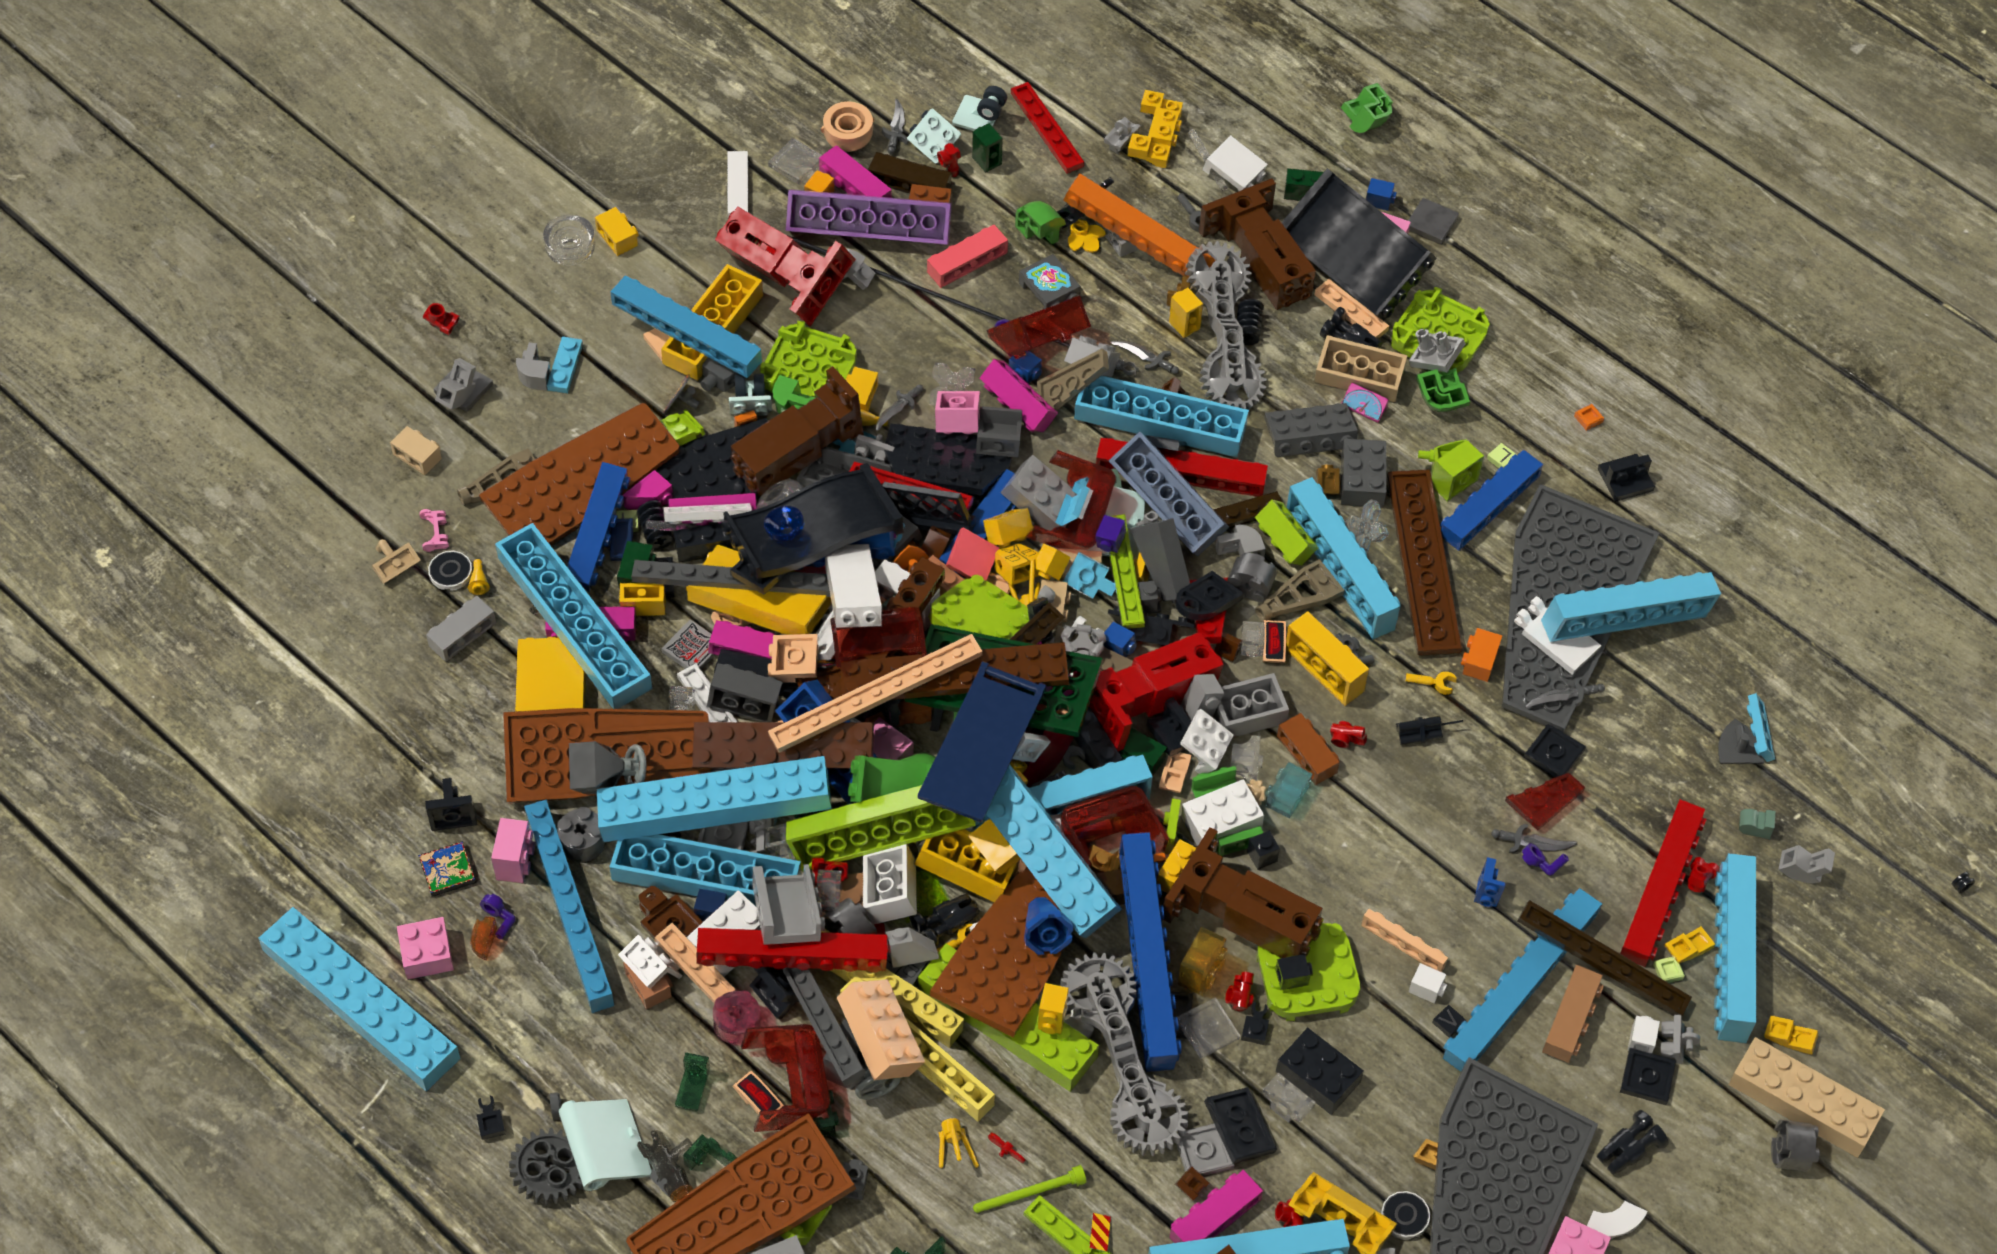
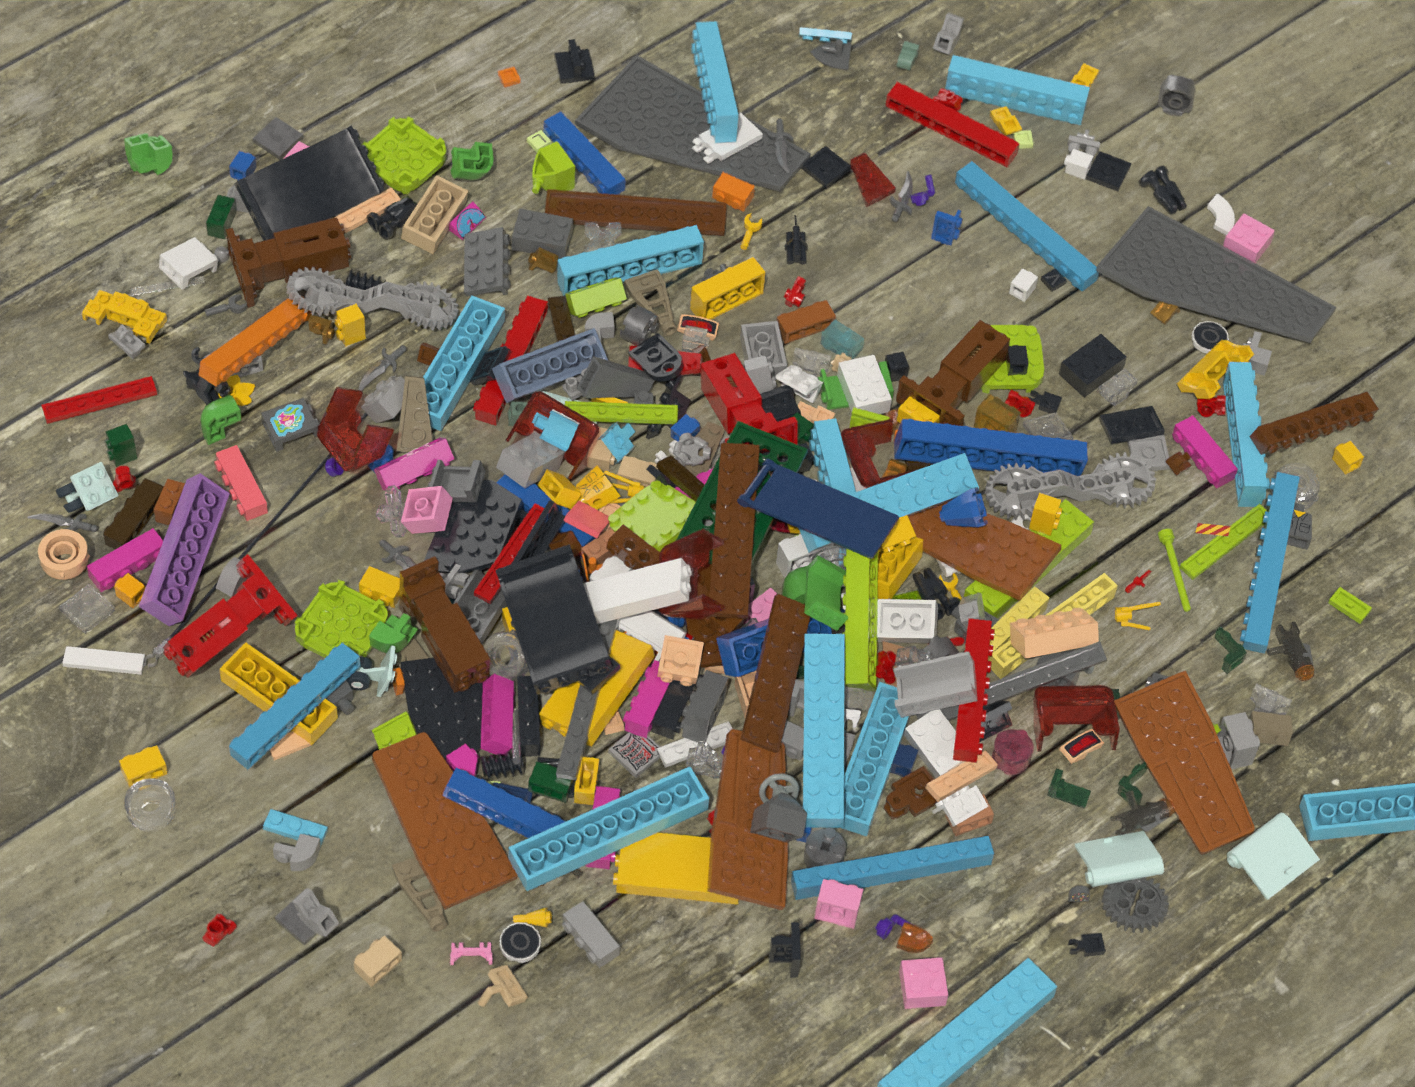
camera: 85 degrees left, 0 degrees up
(447, 869) = (841, 965): tile -> none
(684, 396) = (356, 728): dark grey shield -> none
(698, 514) = (511, 711): white plate -> none
(783, 518) = (557, 627): clear blue piece -> none
(875, 693) = (754, 584): light nougat plate -> none
(978, 112) = (70, 447): plate -> none
(1048, 593) = (639, 470): light grey hinge -> none
(1051, 562) = (607, 460): yellow brick -> none
(1110, 534) = (591, 408): dark purple brick -> none
(1409, 944) = (981, 295): light nougat plate -> none
(1436, 350) = (435, 155): light grey plate -> none
(1572, 1014) = (1059, 200): medium nougat brick -> none
(1604, 959) = (1019, 169): dark brown plate -> none
(1806, 1096) = (1136, 82): tan brick -> none

